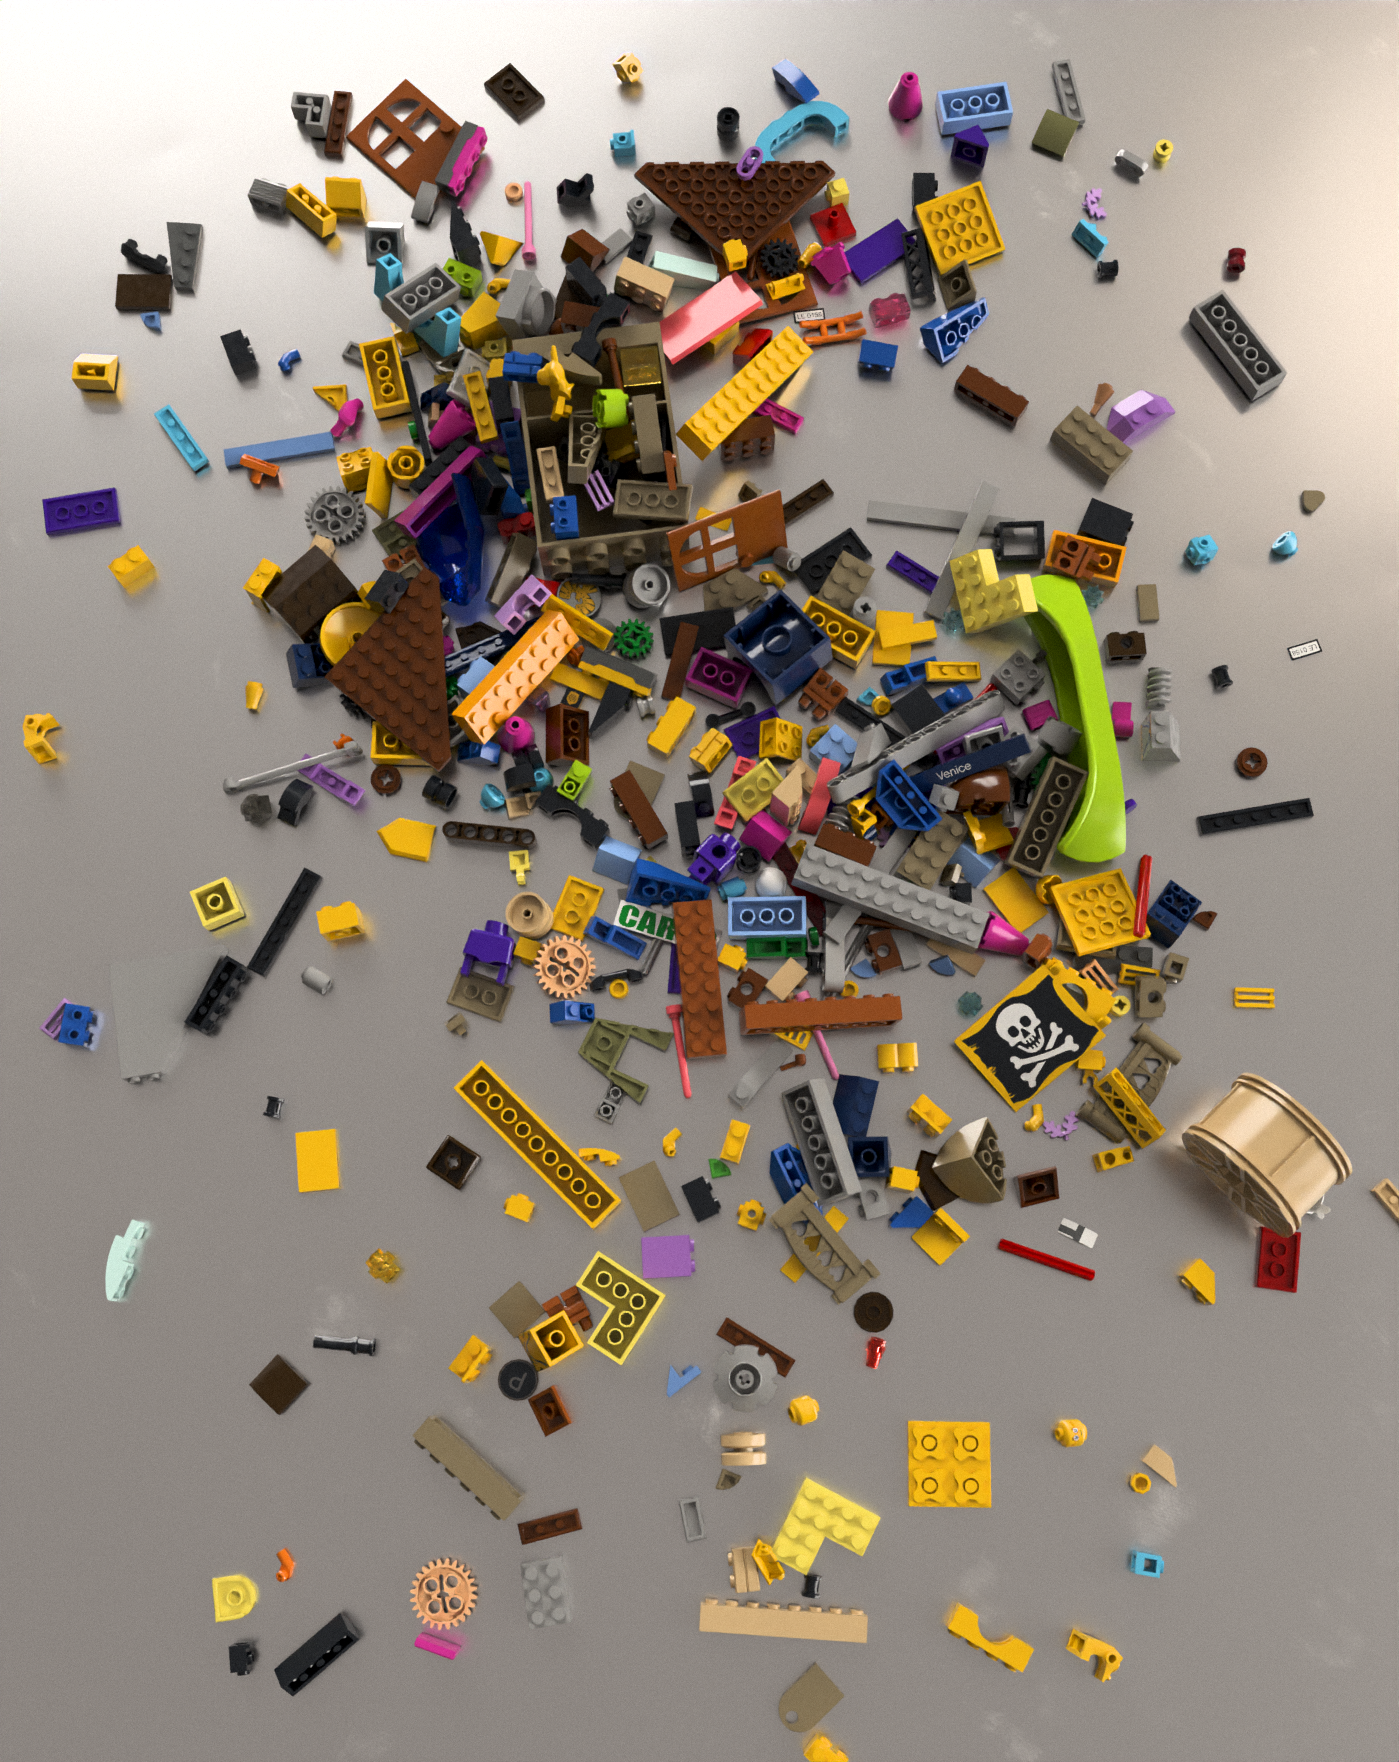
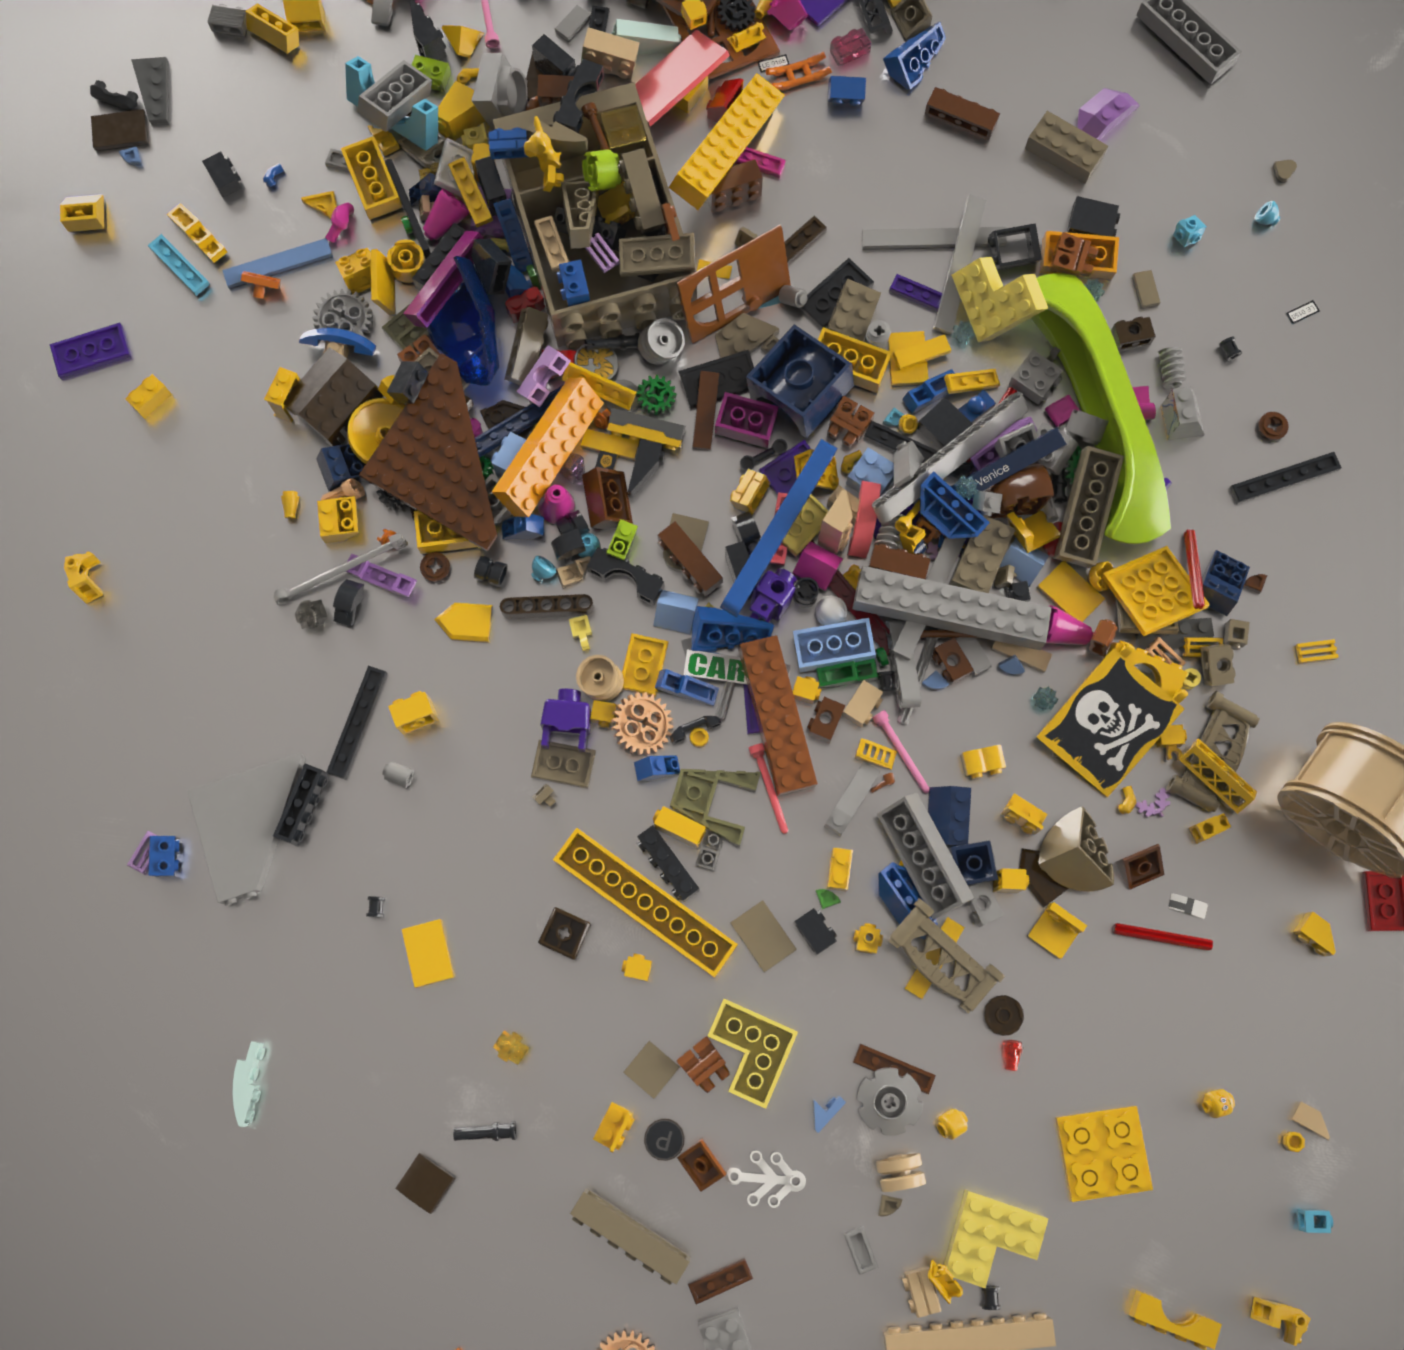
camera: 10 degrees left, 0 degrees up
(204, 408) = (197, 233): none -> yellow slope
(217, 903) = (286, 714): light yellow brick -> none
(297, 717) = (337, 519): none -> yellow slope
(308, 690) = (348, 488): none -> light nougat piece
(348, 545) = (361, 344): none -> blue slope
(383, 239) = (348, 45): light grey slope -> none
(550, 1341) = (691, 1096): yellow slope -> none
(567, 1110) = (671, 868): none -> black brick
(583, 1075) = (679, 827): none -> yellow brick
(586, 247) = (543, 23): reddish brown slope -> none
(607, 1157) = (714, 903): yellow slope -> none
(615, 1435) = (769, 1179): none -> white plant
(645, 706) = (679, 458): light grey wheel -> none
(667, 1256) = (792, 993): medium lavender brick -> none
(669, 1142) = (774, 880): yellow arm -> none
(671, 727) = (707, 474): yellow brick -> none
(730, 792) = (778, 528): none -> blue beam
(732, 888) = (794, 621): medium azure brick -> none
(772, 577) = (781, 316): yellow arm -> none
(820, 1015) = (902, 731): dark orange brick -> none
(850, 989) = (927, 704): yellow tile -> none
(912, 1216) = (1026, 914): blue slope -> none
(925, 780) = (966, 487): none -> clear light blue gear
(1103, 393) = (1069, 96): medium nougat cone -> none

